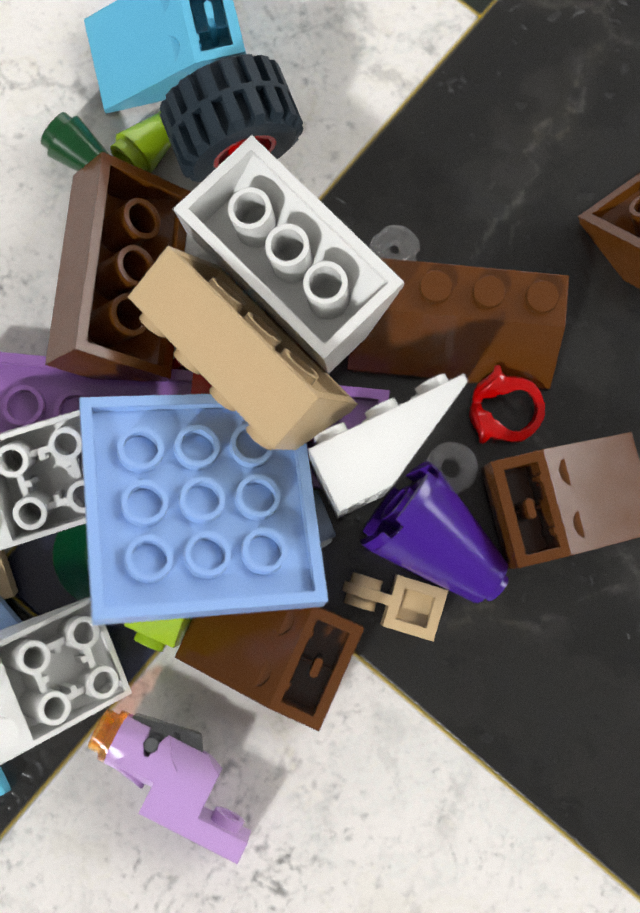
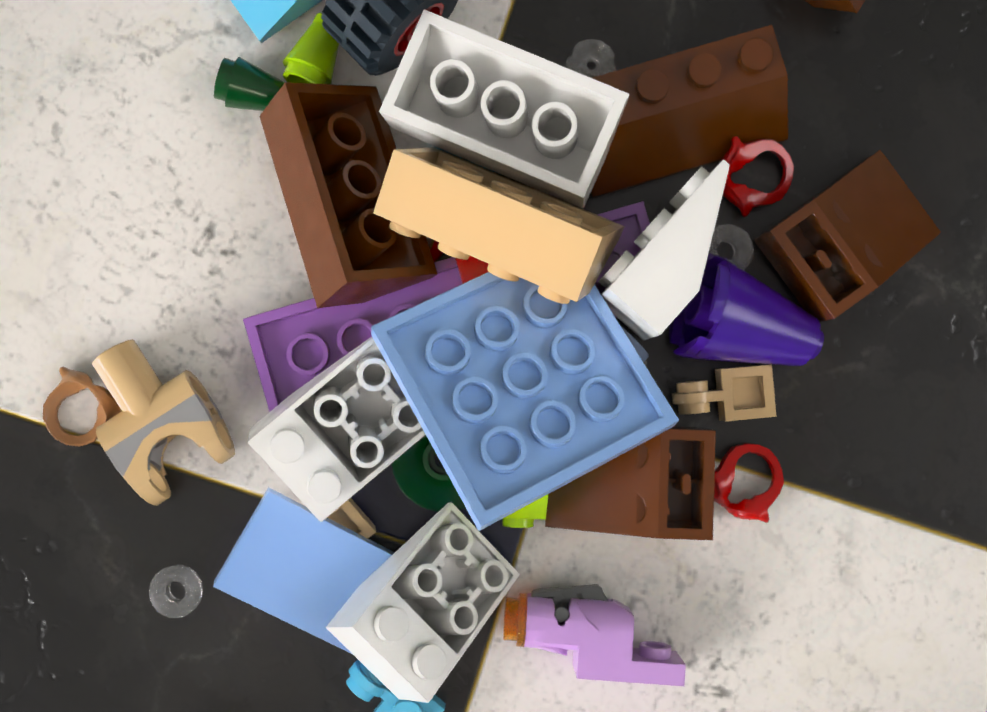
camera: 20 degrees left, 5 degrees up
(360, 679) = (758, 505): none -> red piece

